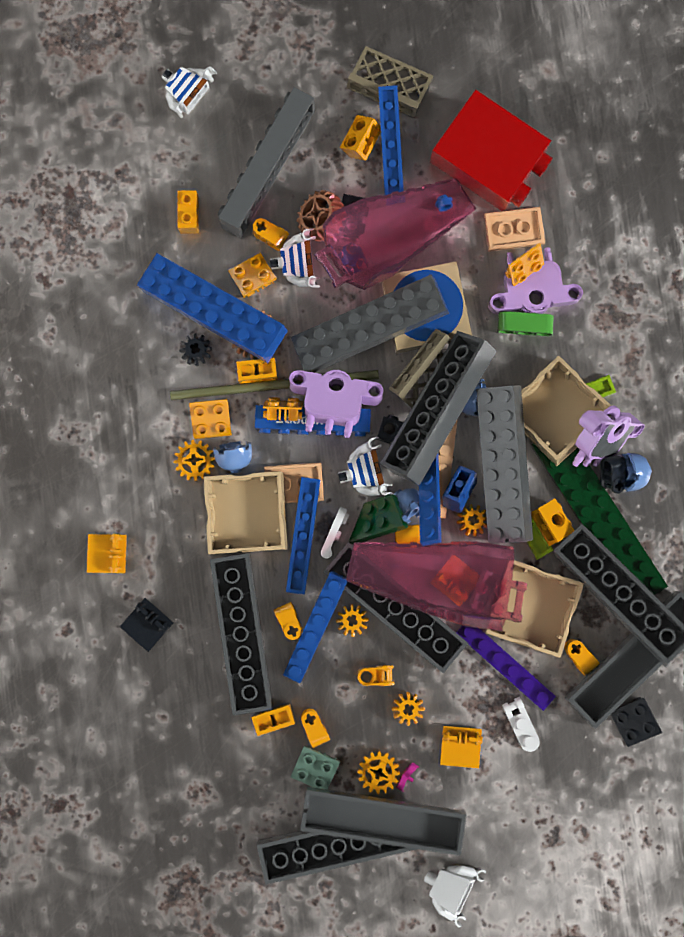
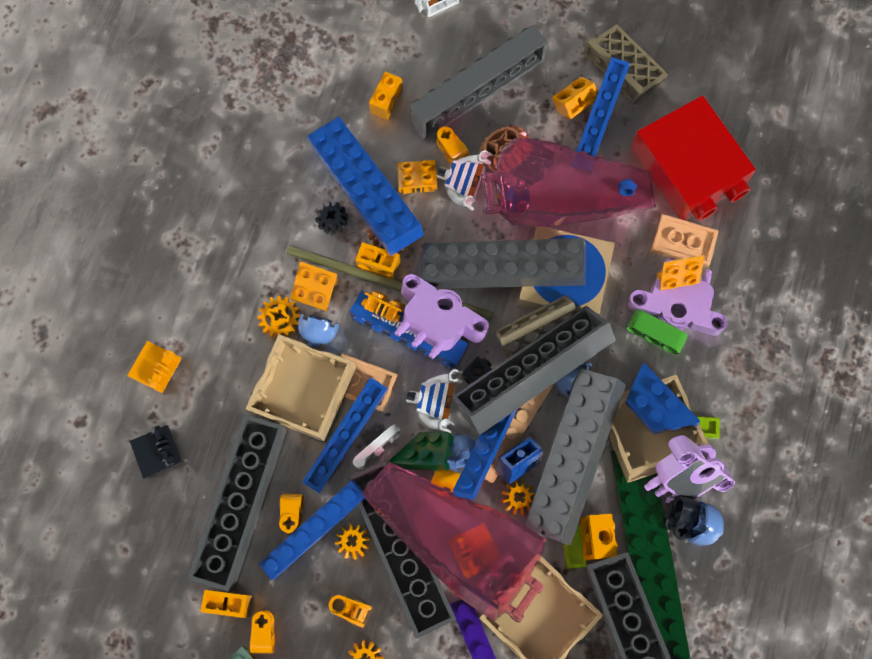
camera: 30 degrees right, 10 degrees down
(553, 389) = (657, 404): none -> blue wing

